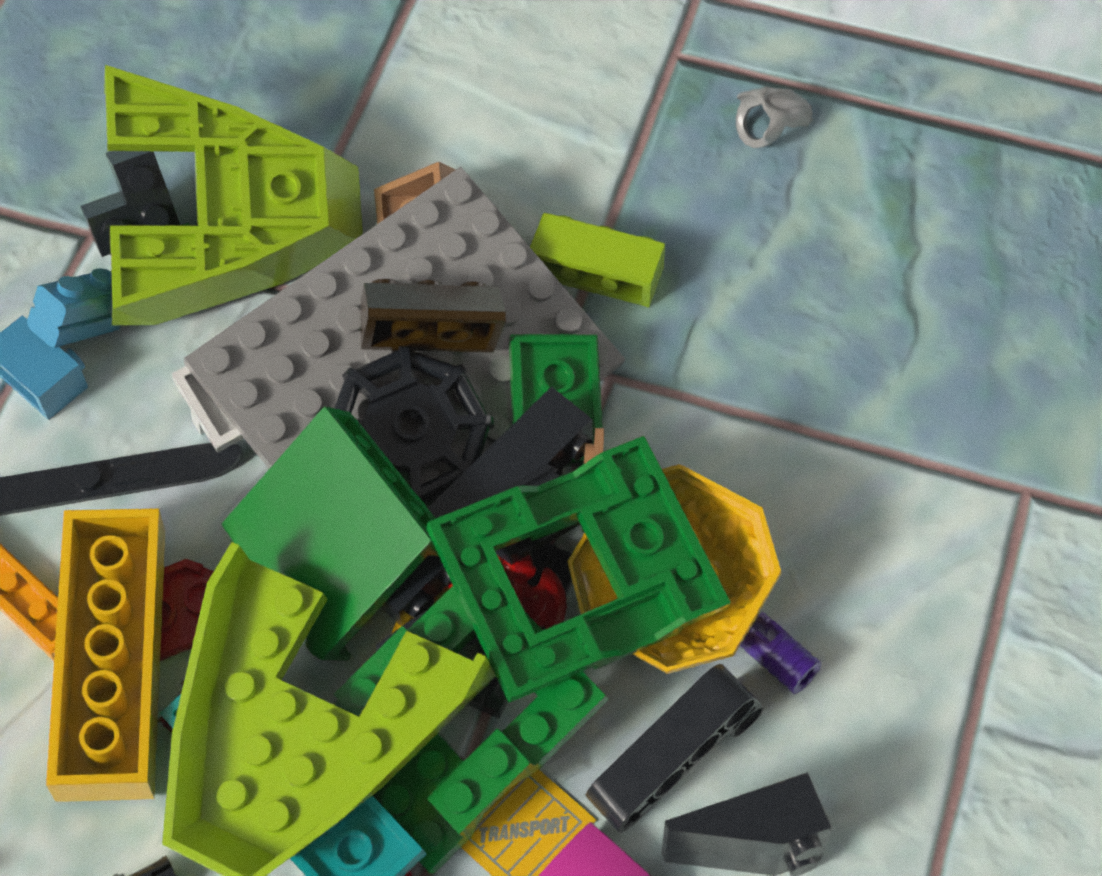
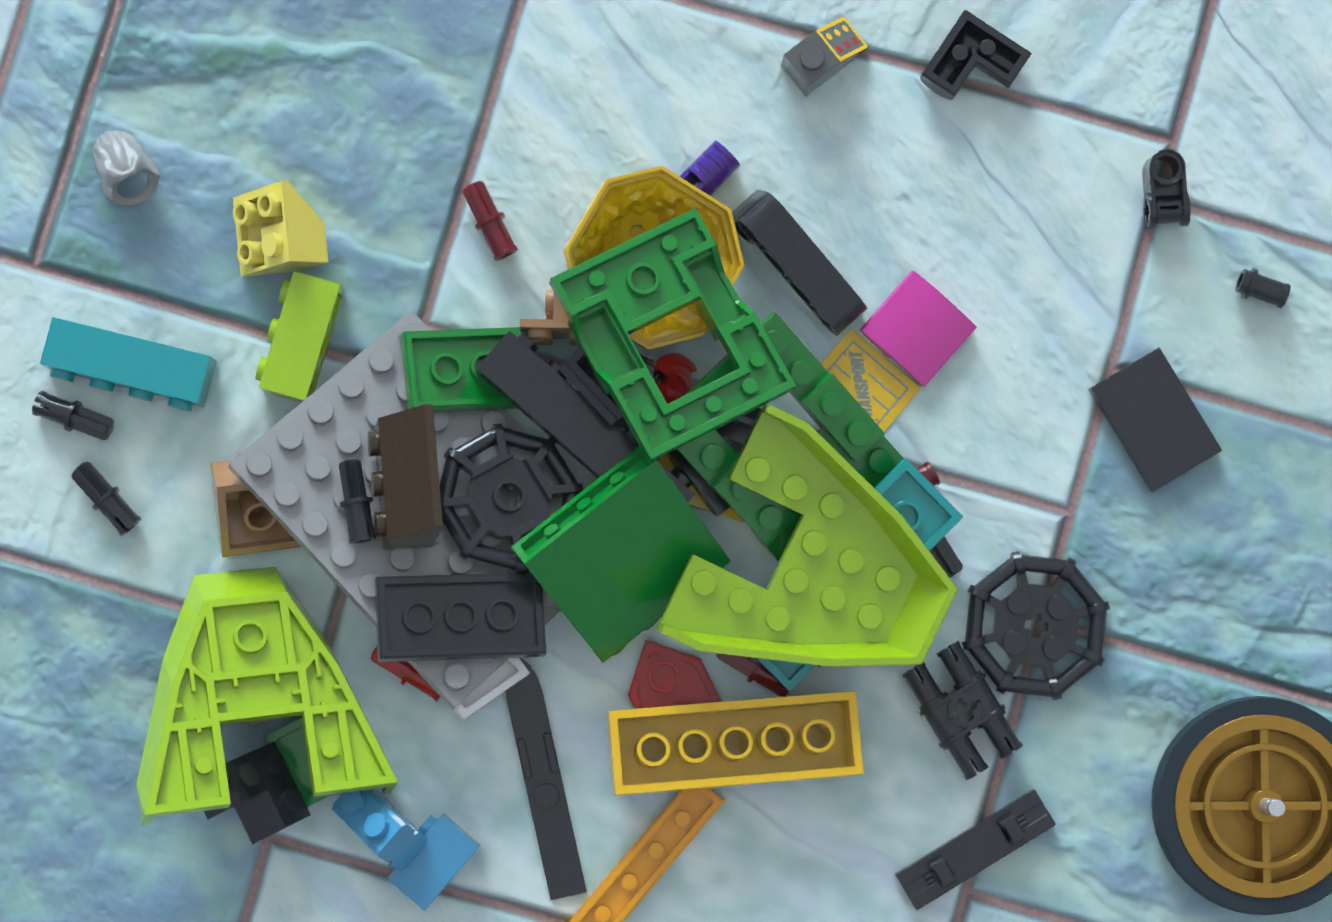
camera: 100 degrees left, 25 degrees up
(277, 361) = (459, 617): none -> black tile
(413, 268) = (356, 502): none -> black axle
(441, 101) = (105, 498): none -> black axle
(525, 76) = (73, 416): none -> black axle
(573, 118) = (127, 362): none -> teal brick
(706, 242) = (277, 231): none -> light yellow slope
(722, 435) = (489, 220): none -> dark red axle
(754, 832) = (870, 185): black slope -> none
(934, 790) = (822, 54): none -> dark grey slope

